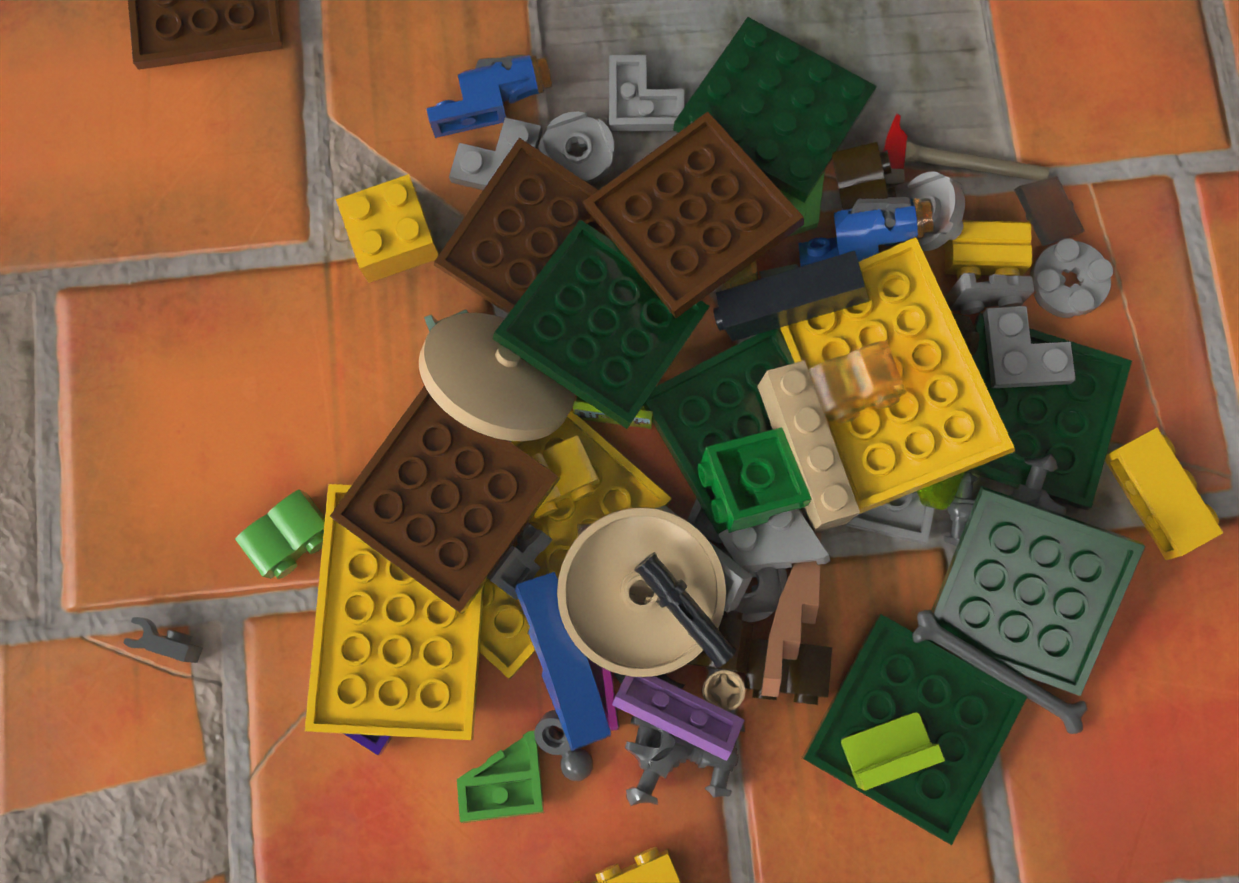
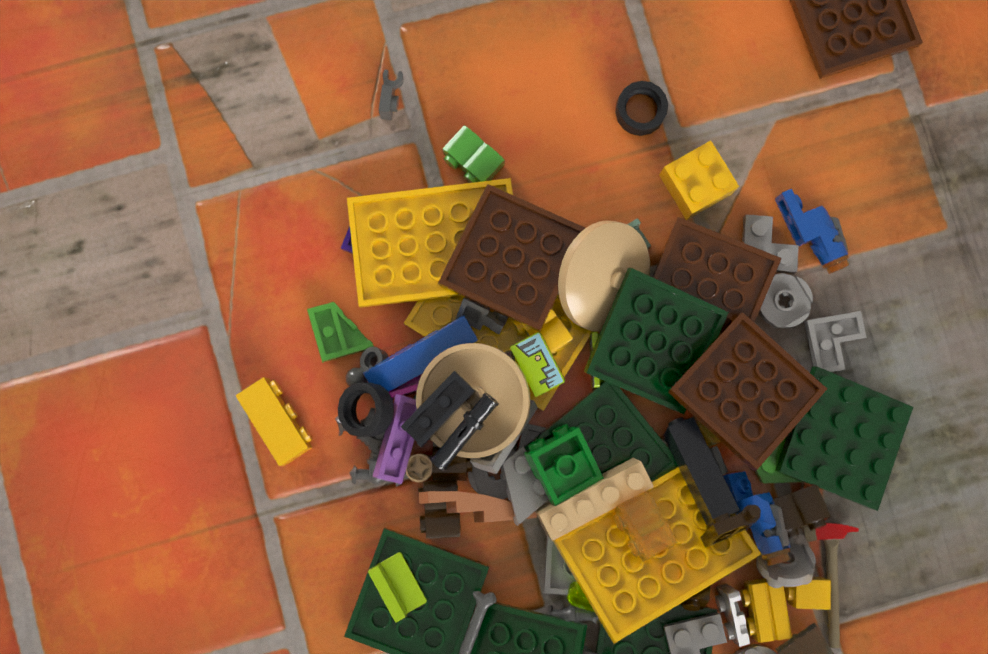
camera: 75 degrees right, 5 degrees up
(249, 267) = (650, 90): none -> black tyre
(605, 490) = (537, 364): none -> panel
(627, 783) = (348, 404): none -> black tyre
(645, 643) = (438, 408): none -> black hinge
(873, 265) = (726, 526): none -> dark brown plate
(979, 187) = (810, 596): none -> yellow brick

